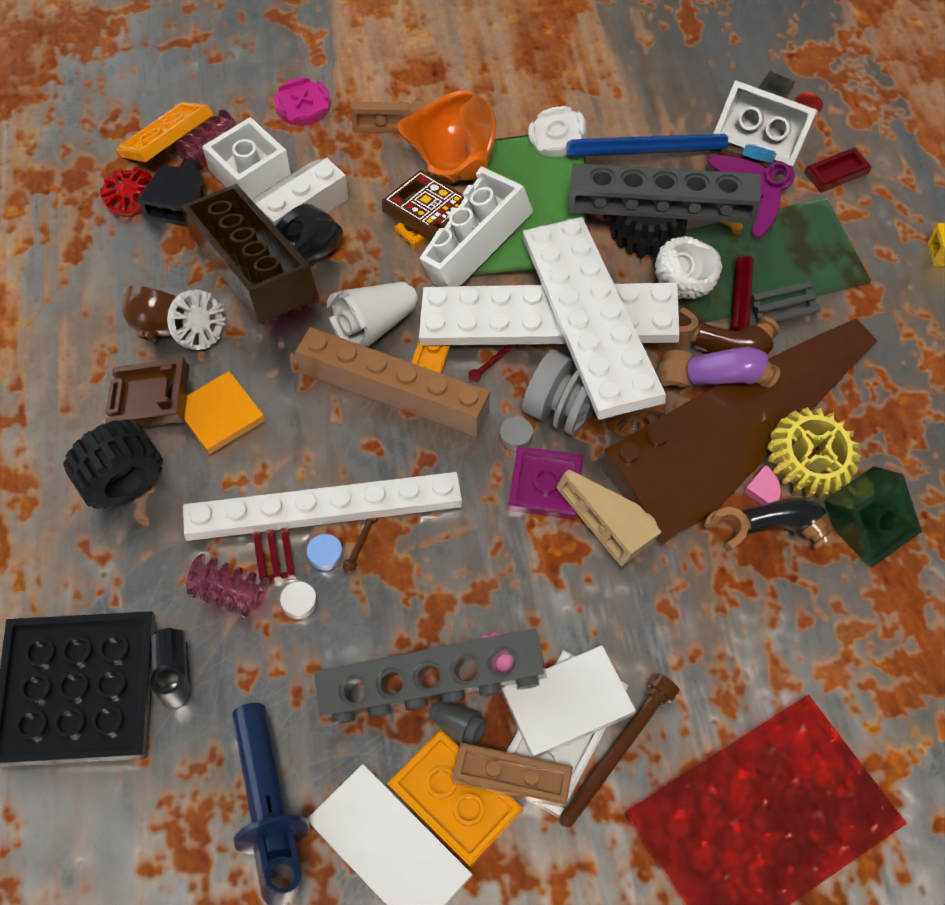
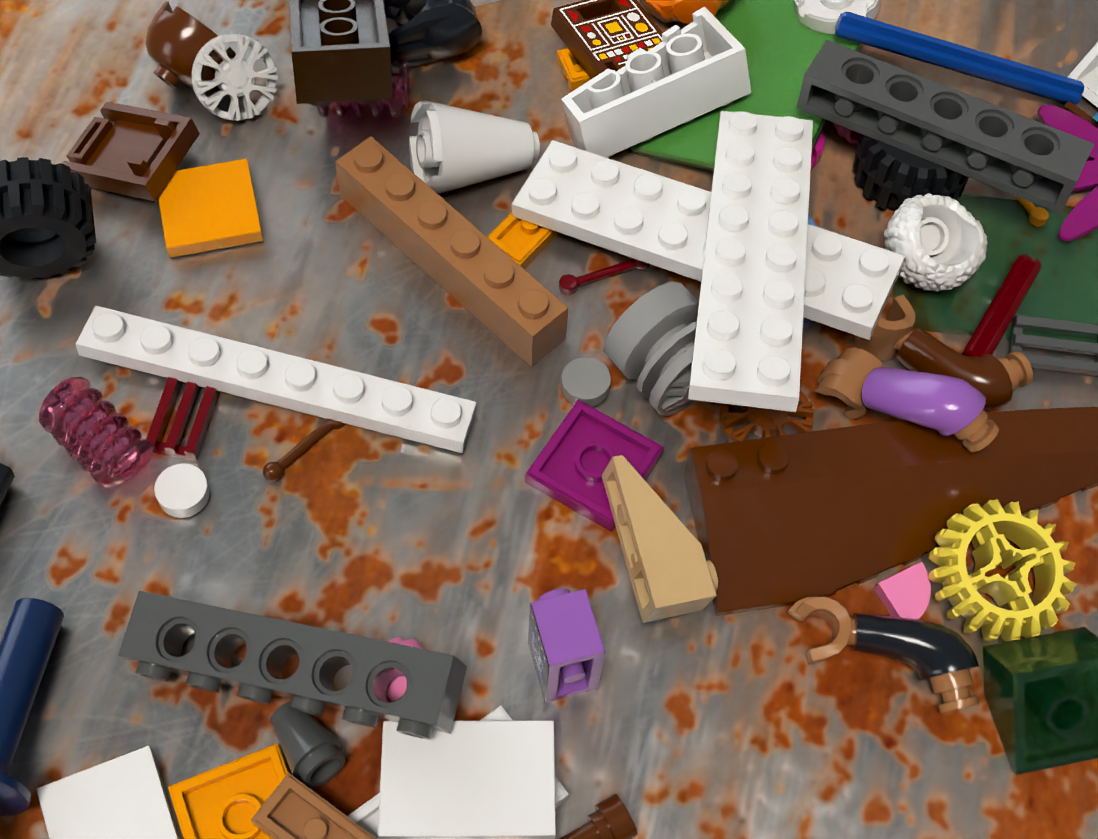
camera: 20 degrees right, 0 degrees up
(324, 552) = (248, 440): light blue tile -> none
(588, 597) = (565, 644): none -> medium lavender brick

